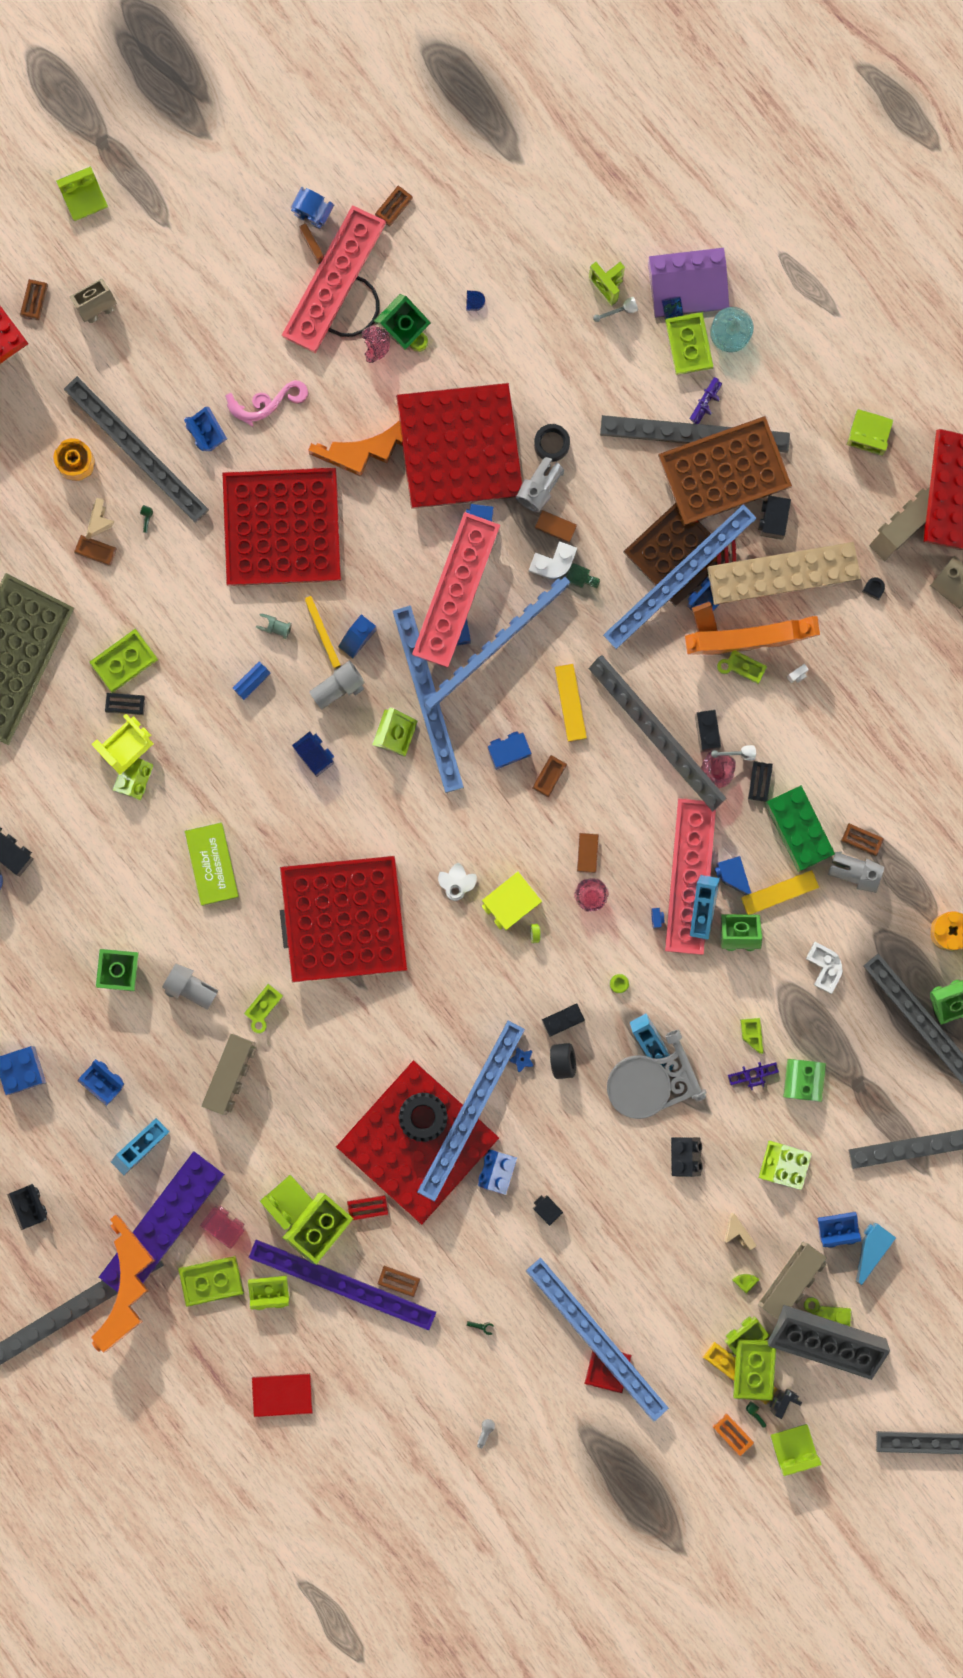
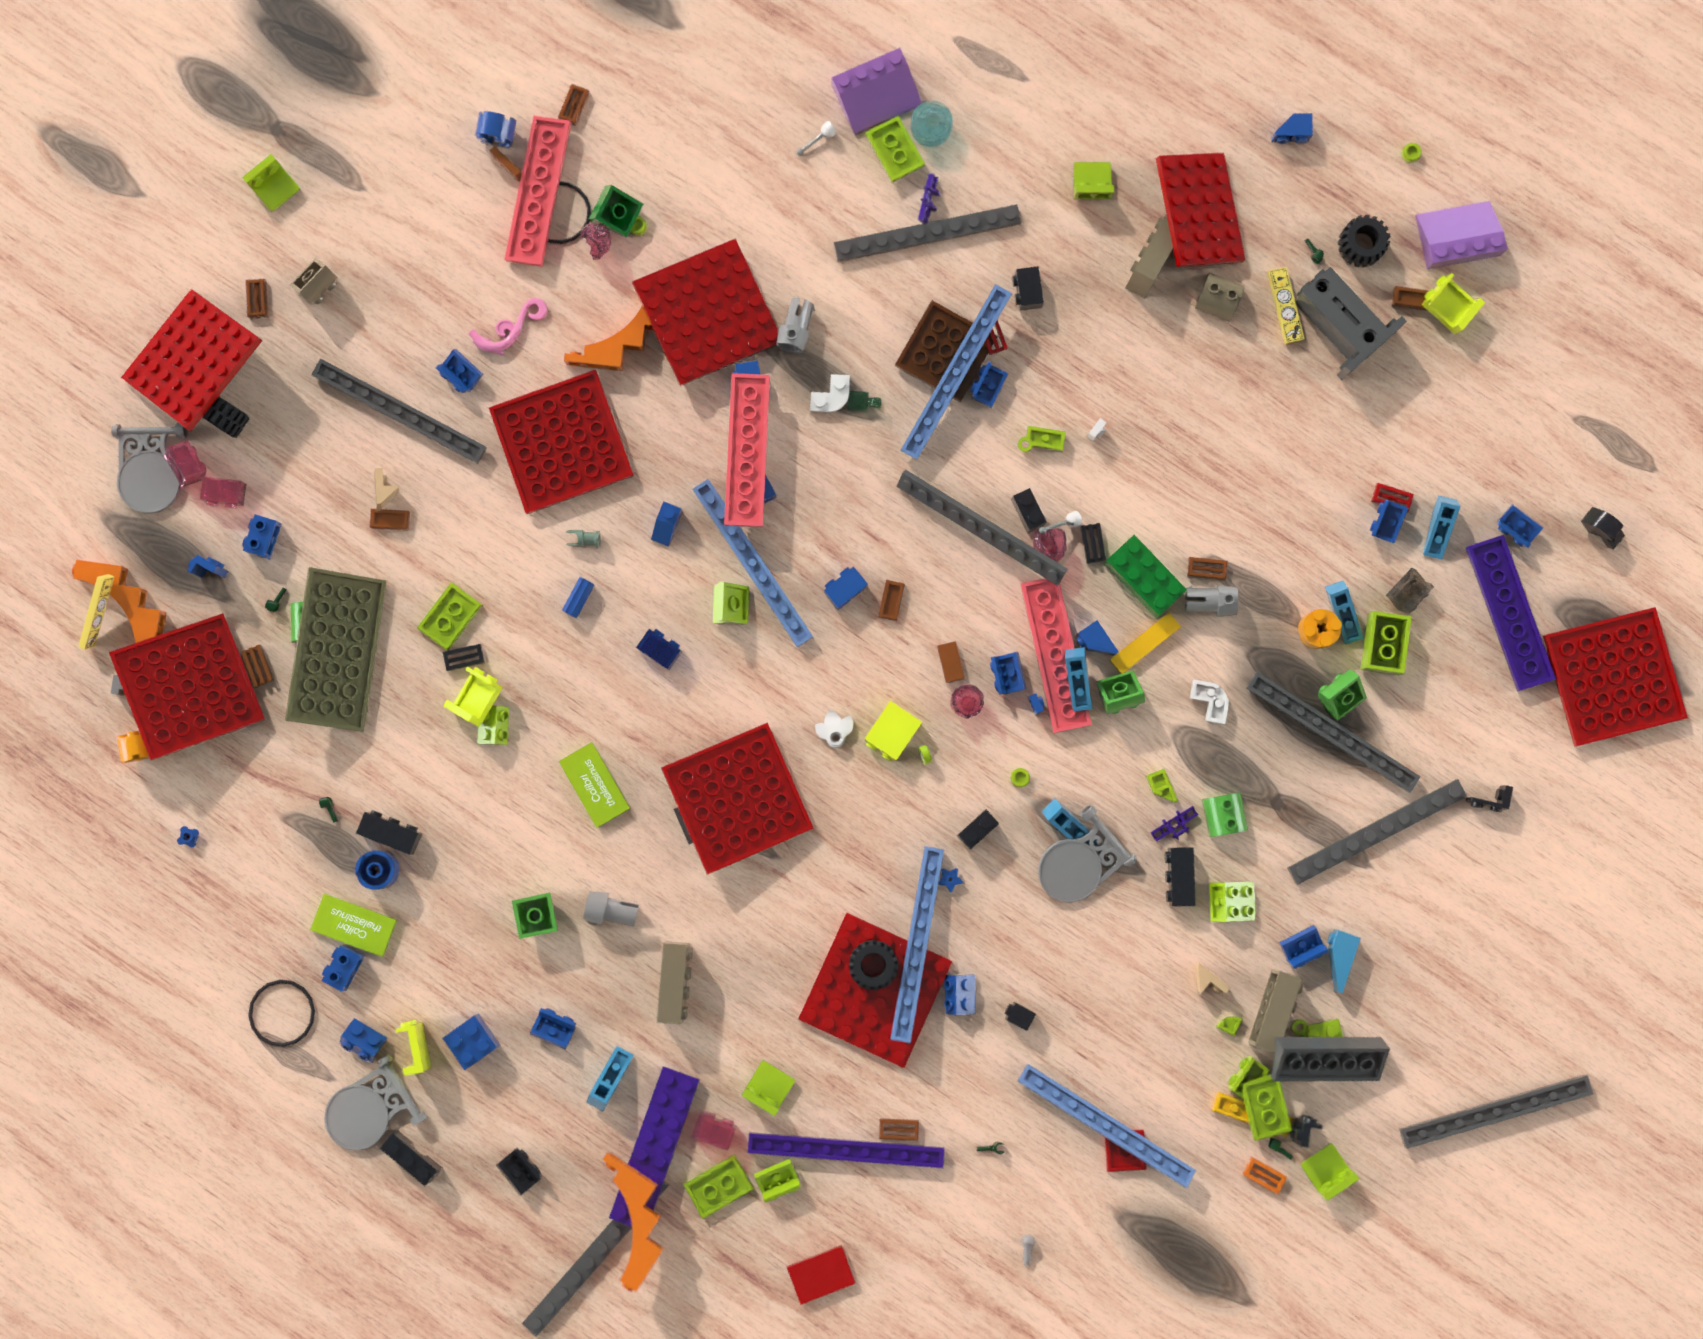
camera: 15 degrees left, 0 degrees up
(64, 456) = (352, 441): light orange brick -> none
(147, 512) = (428, 467): dark green hand -> none
(262, 1007) = (686, 906): lime hinge -> none
(317, 1228) = (805, 1103): lime brick -> none
(322, 632) = (632, 531): yellow tile -> none
(344, 680) = (666, 569): light grey piece -> none
(384, 1205) = (861, 1061): red tile -> none
(475, 300) = (679, 171): clear blue tile -> none
(489, 648) = (797, 496): medium blue plate -> none
(552, 428) = (789, 269): black tyre -> none
(556, 526) = (823, 361): dark orange tile -> none
(563, 1061) = (990, 868): black tyre -> none
(570, 702) = (889, 524): yellow tile -> none
(607, 282) = (800, 113): lime bracket -> none
(638, 880) = (1008, 673): none -> blue bracket
(672, 307) = (868, 120): tile -> none
(686, 1156) = (1136, 923): black bracket -> none
(704, 618) = (993, 406): dark orange tile -> none
(724, 470) = (967, 258): dark orange plate -> none
(742, 1125) = (1180, 876): none -> black brick
(752, 638) = (1044, 408): orange arch -> none
(783, 573) = (1053, 338): tan plate -> none
(874, 588) = (1143, 326): black tile -> none

